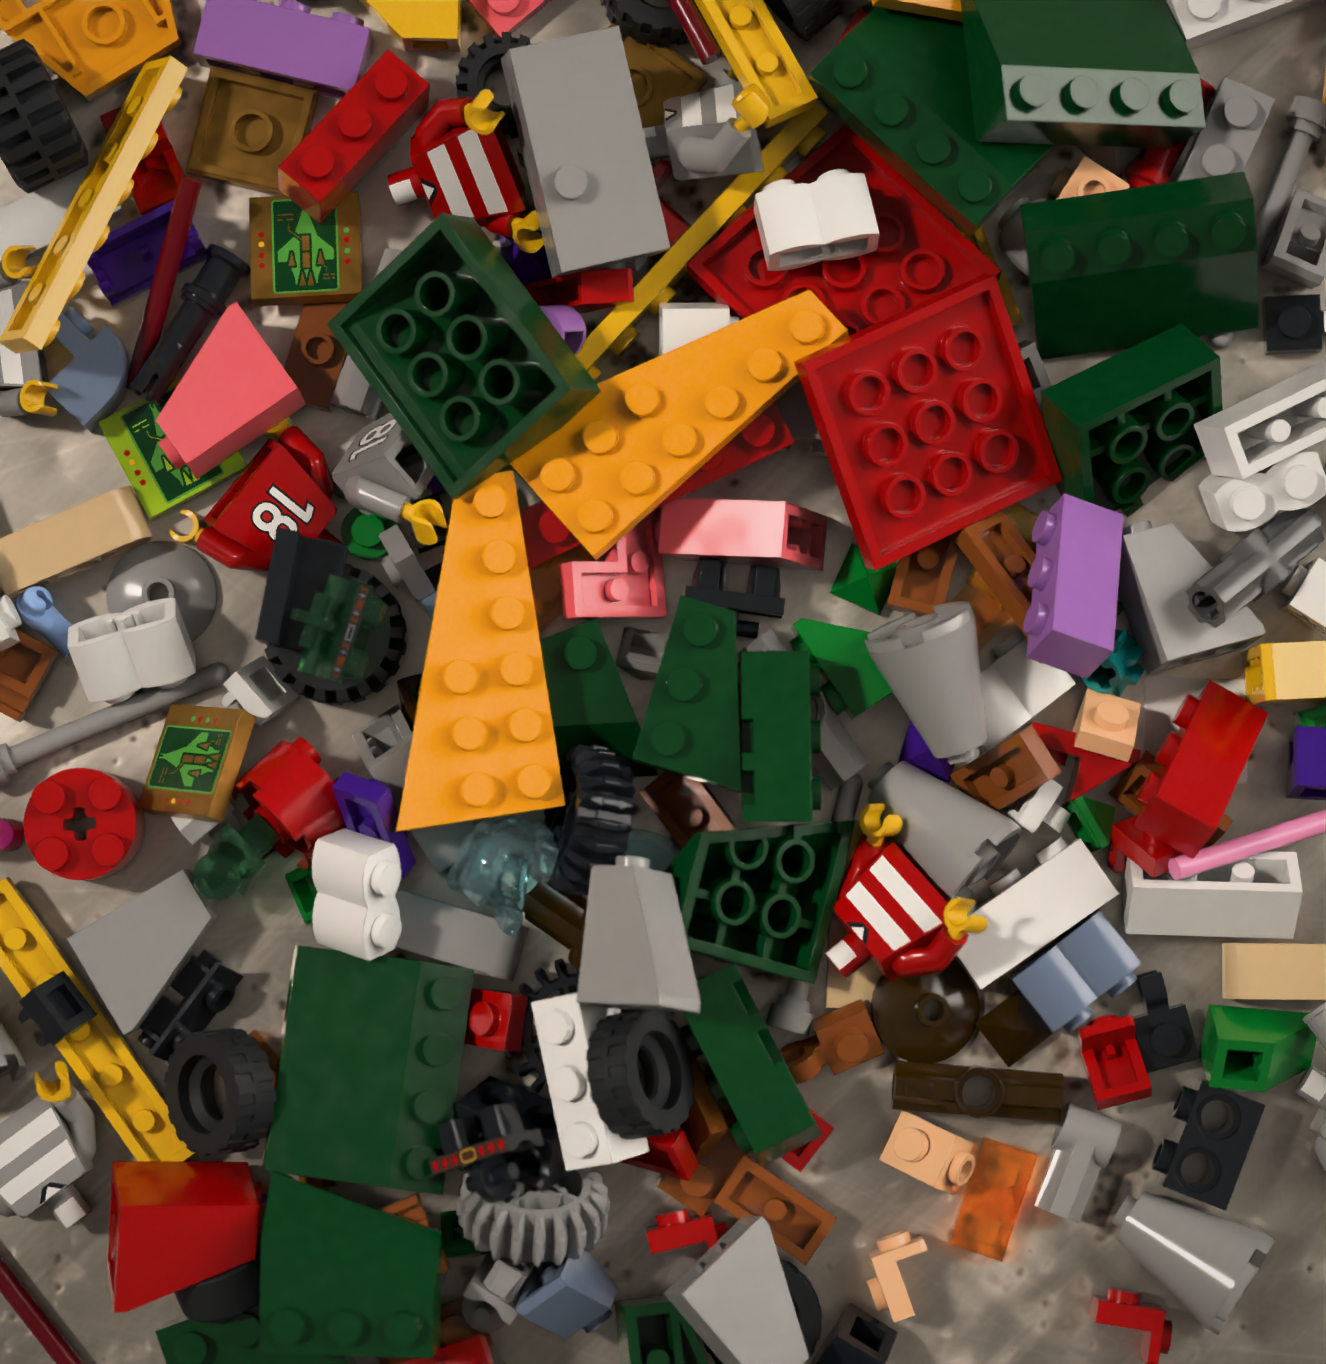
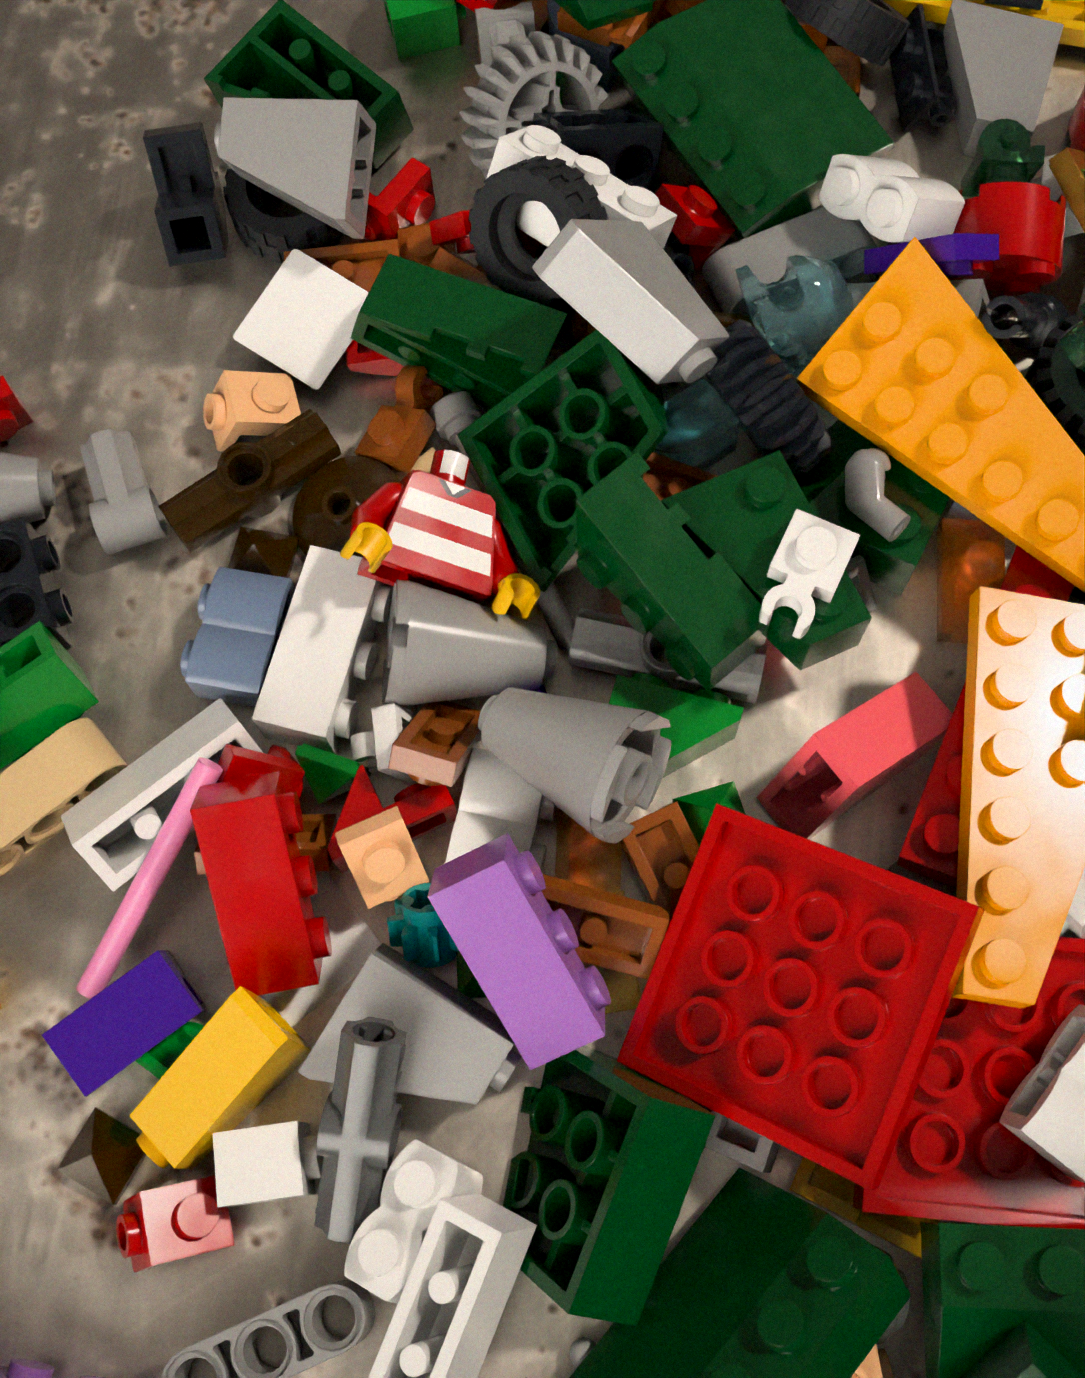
camera: 145 degrees right, 15 degrees down
(341, 725) = (1024, 318): none -> black pin
(504, 1138) = (610, 90): black hips -> none
(568, 1296) = (439, 89): sand blue slope -> none
(589, 690) = (865, 493): none -> light grey arm
(624, 585) = (914, 623): coral plate -> none
(694, 657) = (808, 565): none -> white plate
(760, 600) = (789, 714): black hips -> none
(835, 1191) = (303, 319): none -> white sticker
(888, 1287) = (207, 294): light nougat bracket -> none
(992, 1199) = (172, 421): clear orange tile -> none
(1113, 1061) = (148, 591): red bracket -> none
(1162, 1031) = (130, 655): black plate -> none

